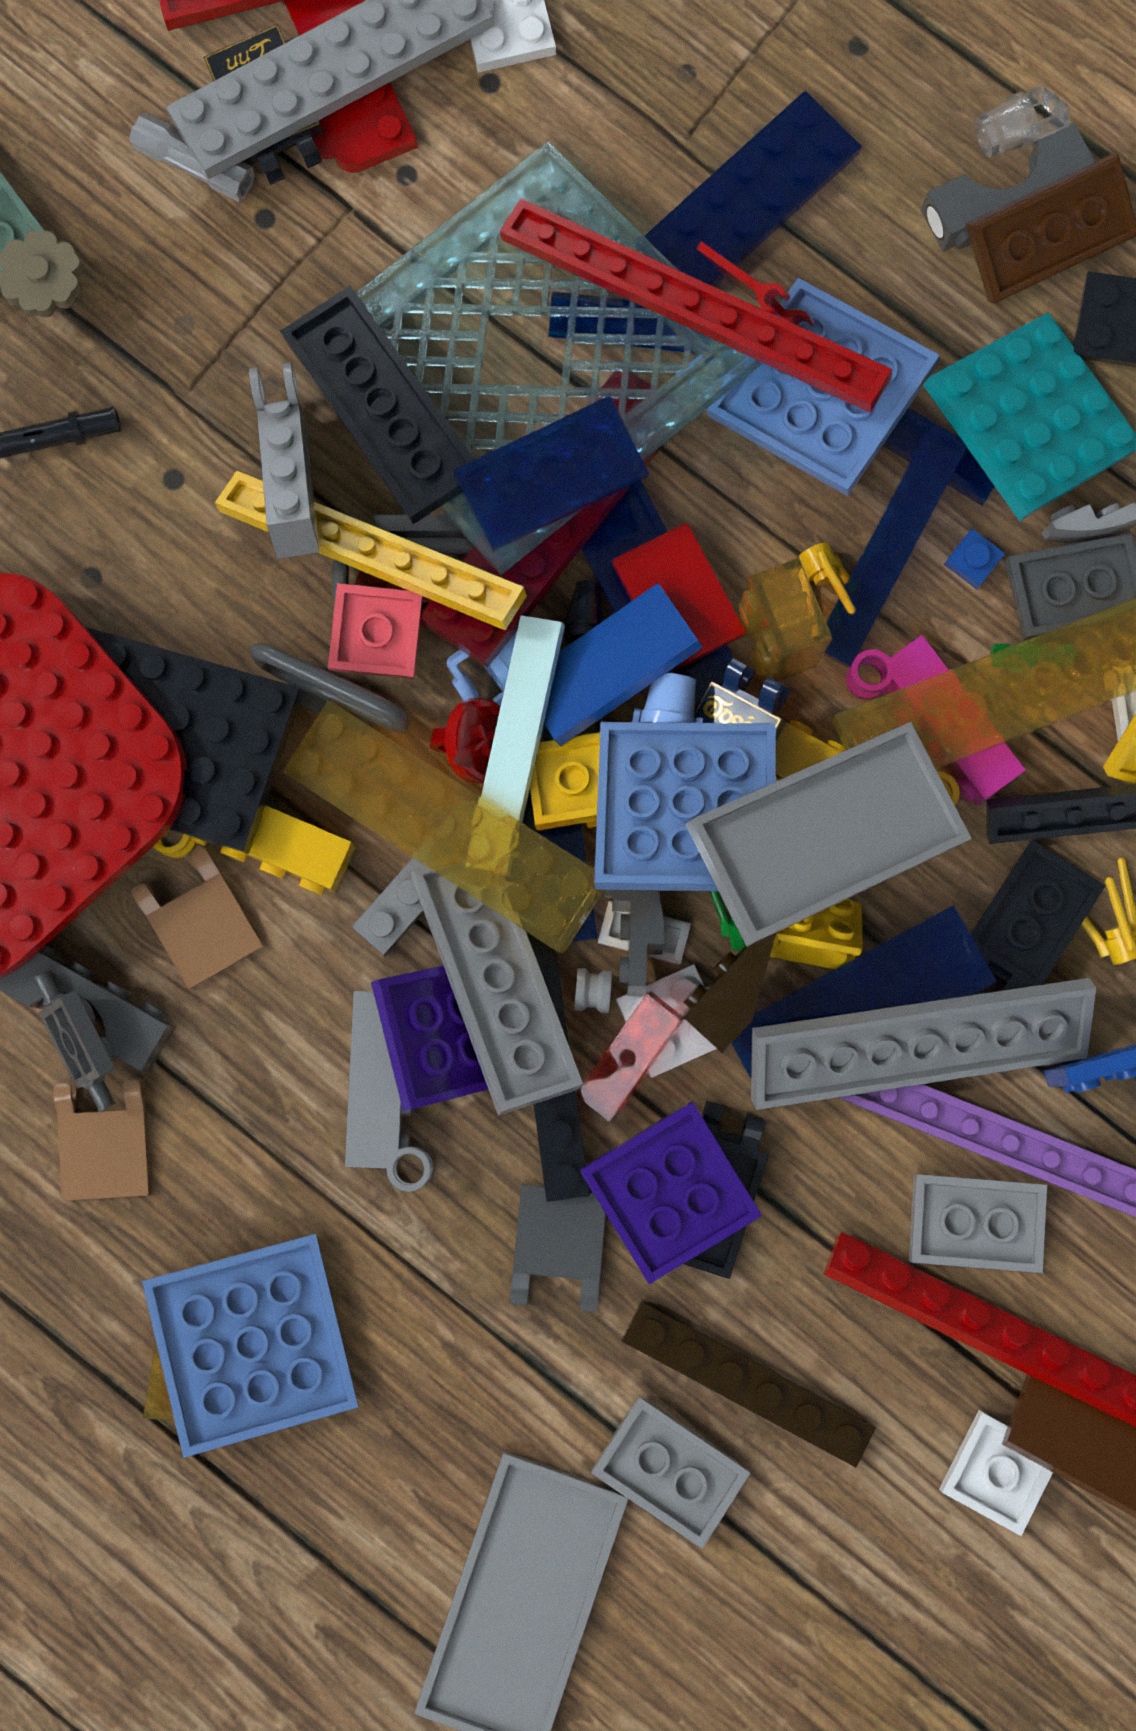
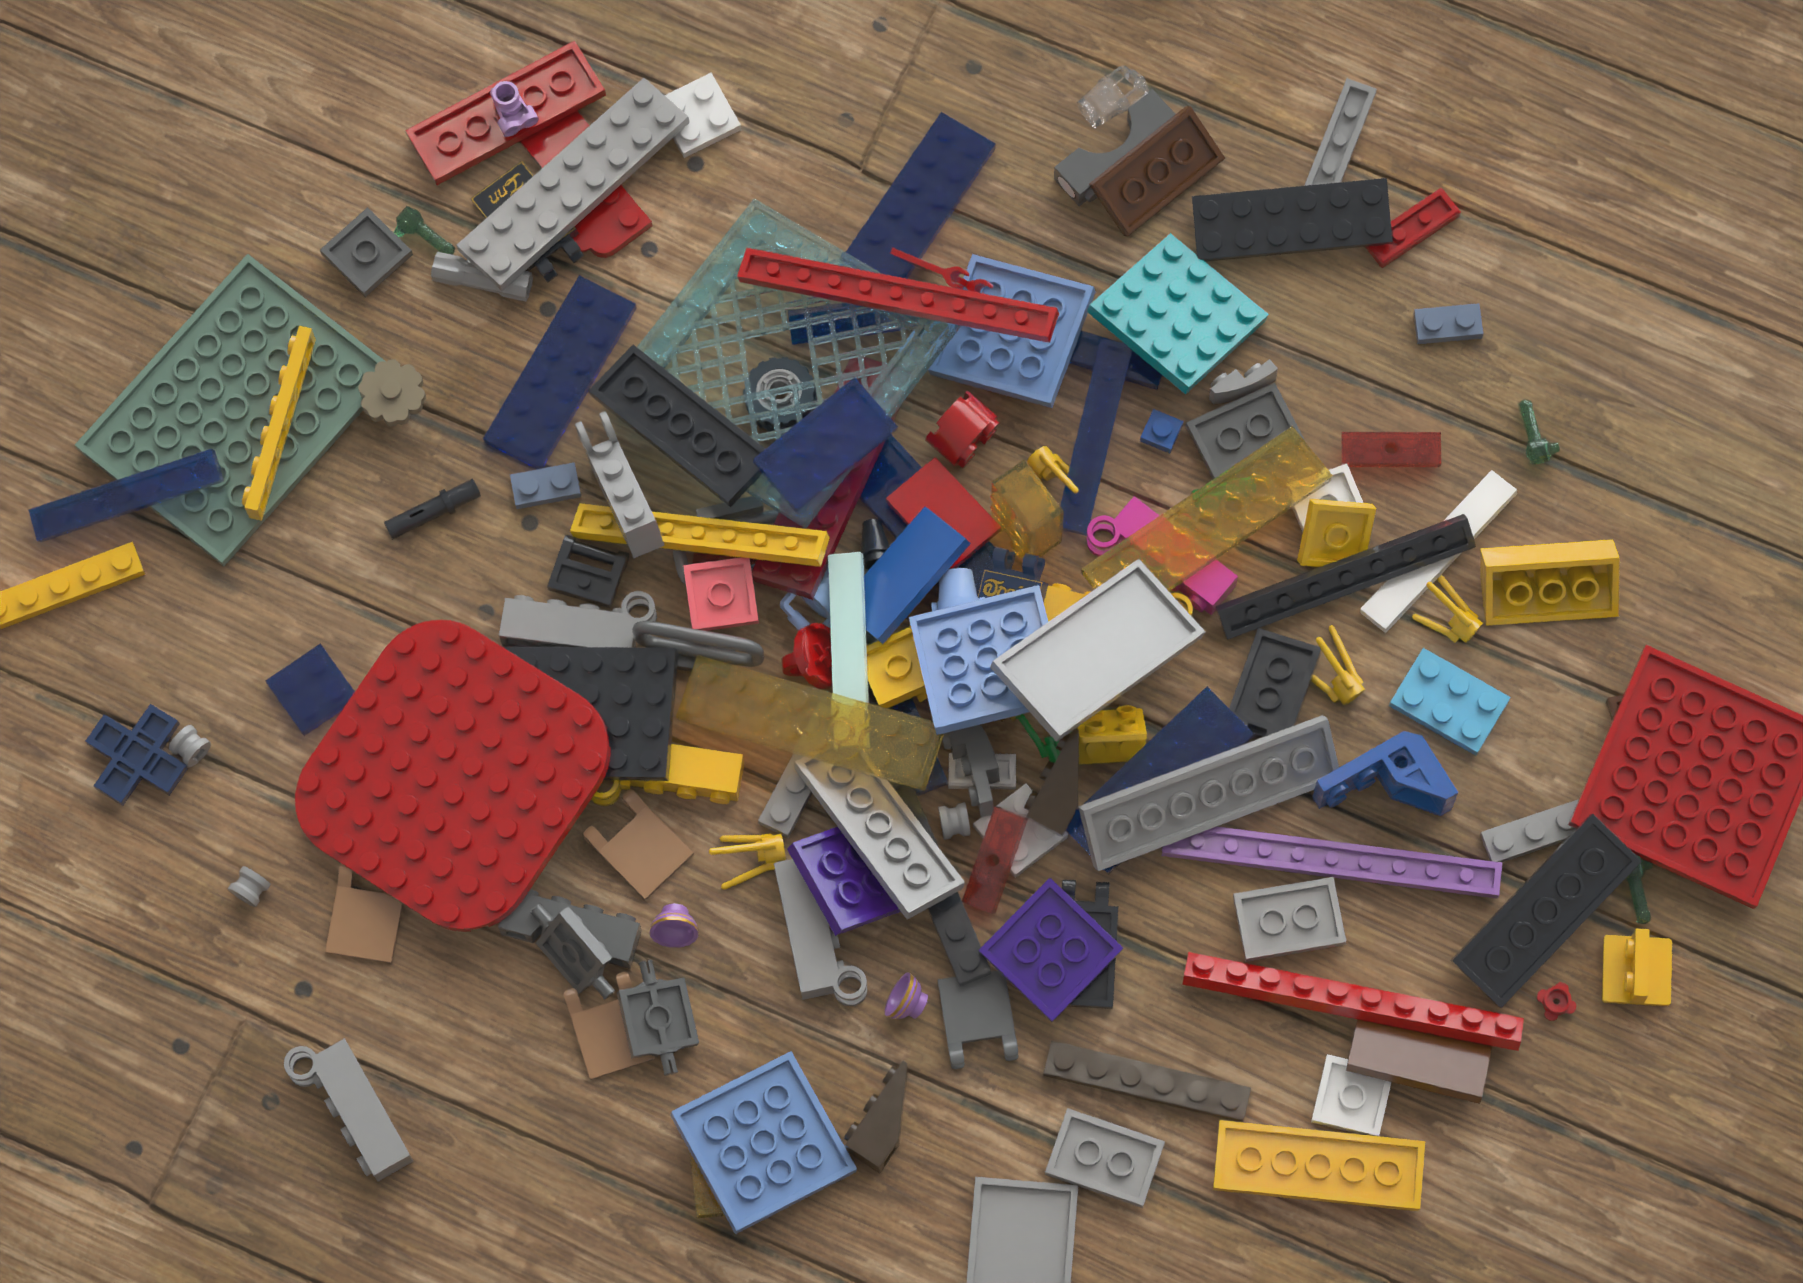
camera: 10 degrees left, 10 degrees down
(60, 92) = (366, 252): none -> dark grey plate
(125, 69) = (411, 222): none -> clear green piece
(161, 1149) = (657, 1017): none -> dark grey plate
(185, 626) = (559, 625): none -> light grey hinge
(202, 438) = (545, 485): none -> sand blue plate
(212, 1035) = (674, 927): none -> medium lavender piece
(216, 568) = (583, 580): none -> black plate
(255, 300) = (560, 373): none -> clear blue plate
(355, 967) = (767, 847): none -> yellow plant
(398, 1367) = (880, 1130): none -> dark brown slope
(474, 1203) = (906, 998): none -> medium lavender piece
(517, 368) = (777, 374): none -> black wheel
(728, 495) = (962, 429): none -> red brick
(936, 1552) = (1319, 1165): none -> yellow plate

